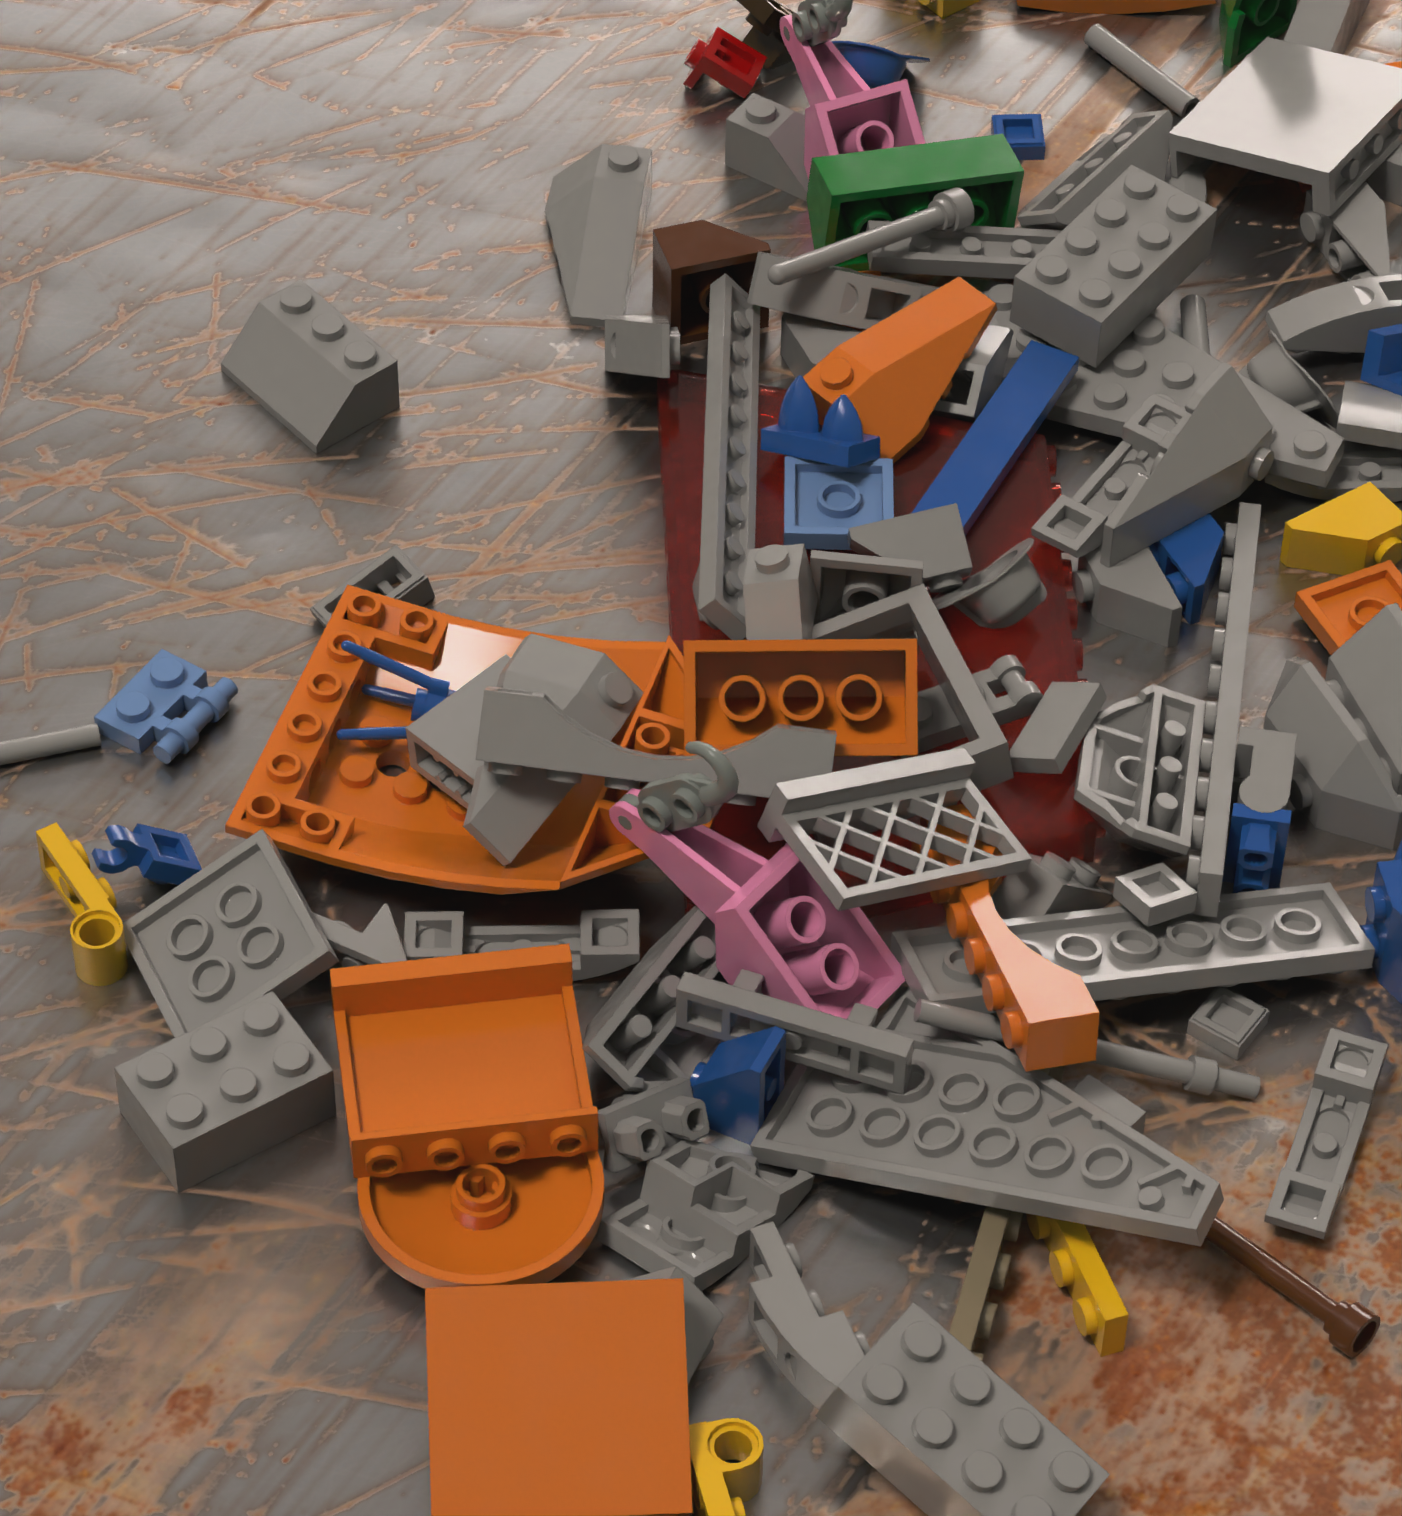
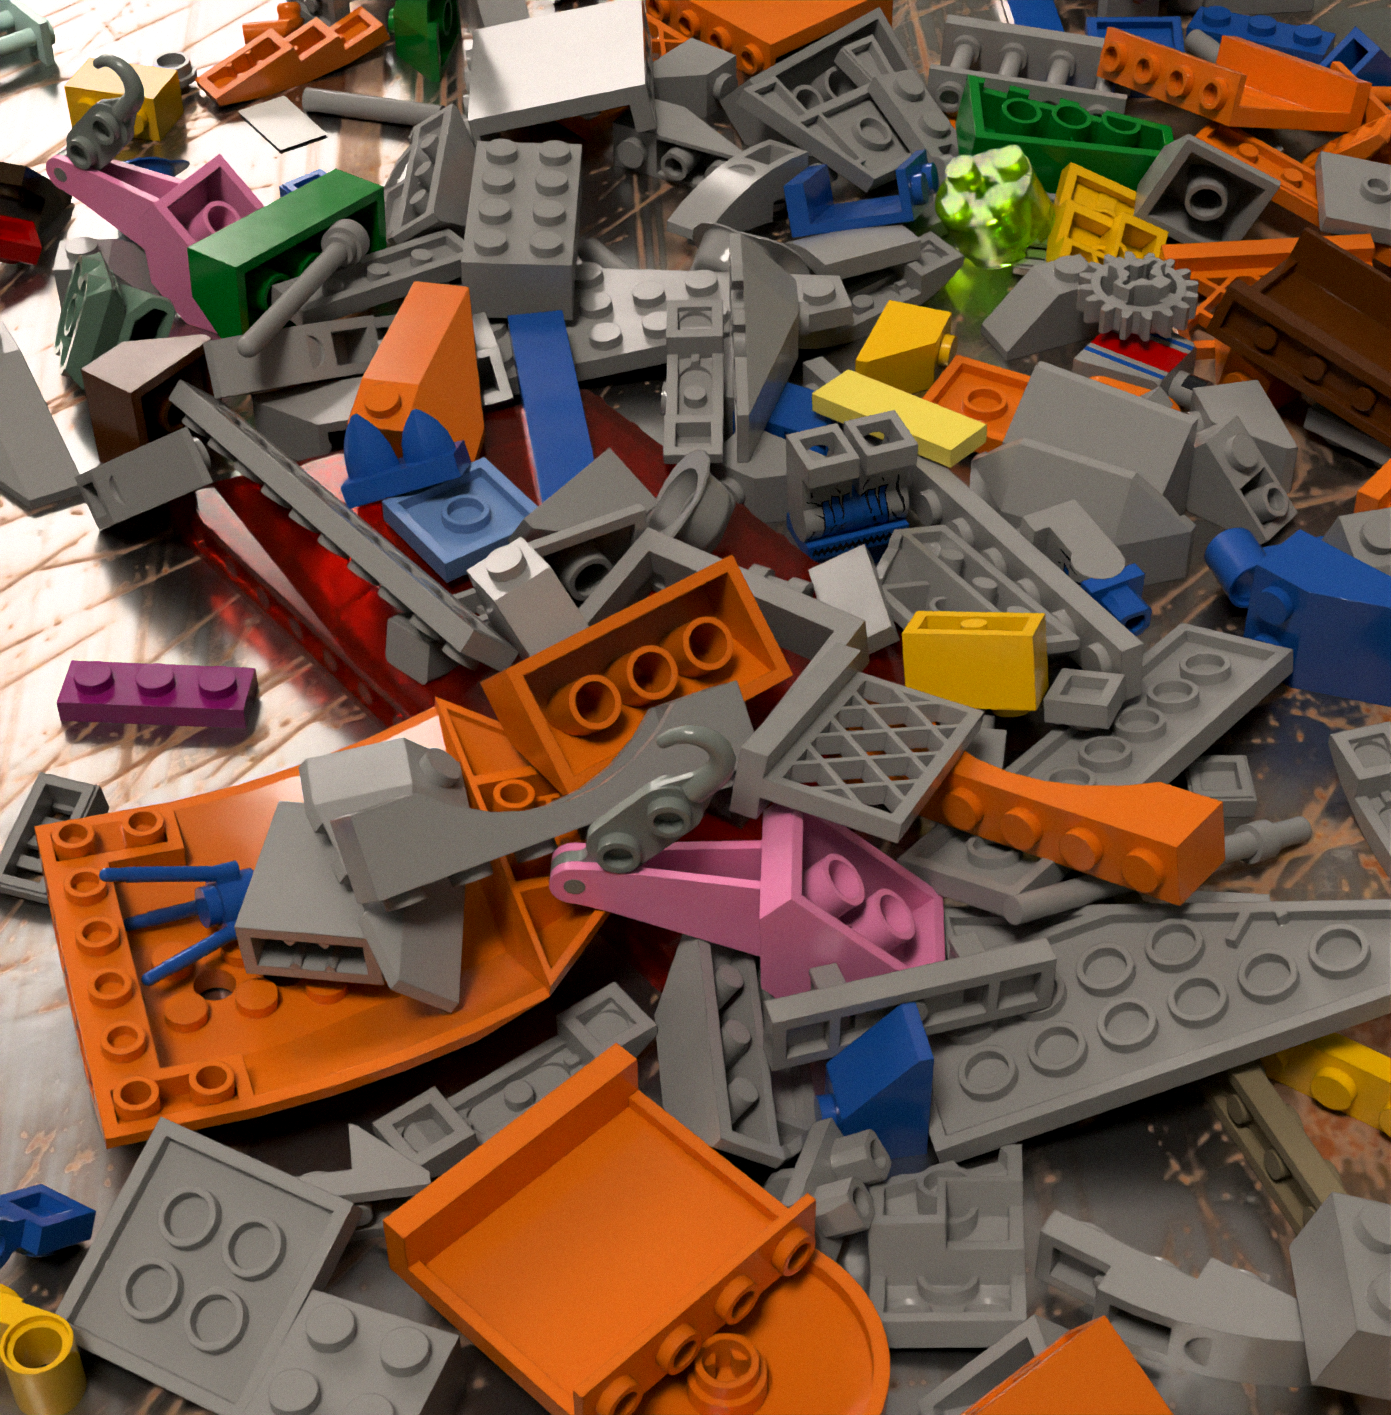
camera: 35 degrees left, 5 degrees down
(535, 526) = (157, 694): none -> magenta plate
(737, 185) = (103, 314): none -> sand green piece
(1058, 47) = (282, 122): none -> white sticker
(1085, 819) = (978, 659): none -> yellow brick
(1141, 641) = (854, 491): none -> light grey hips
(1249, 592) = (940, 432): none -> light yellow tile

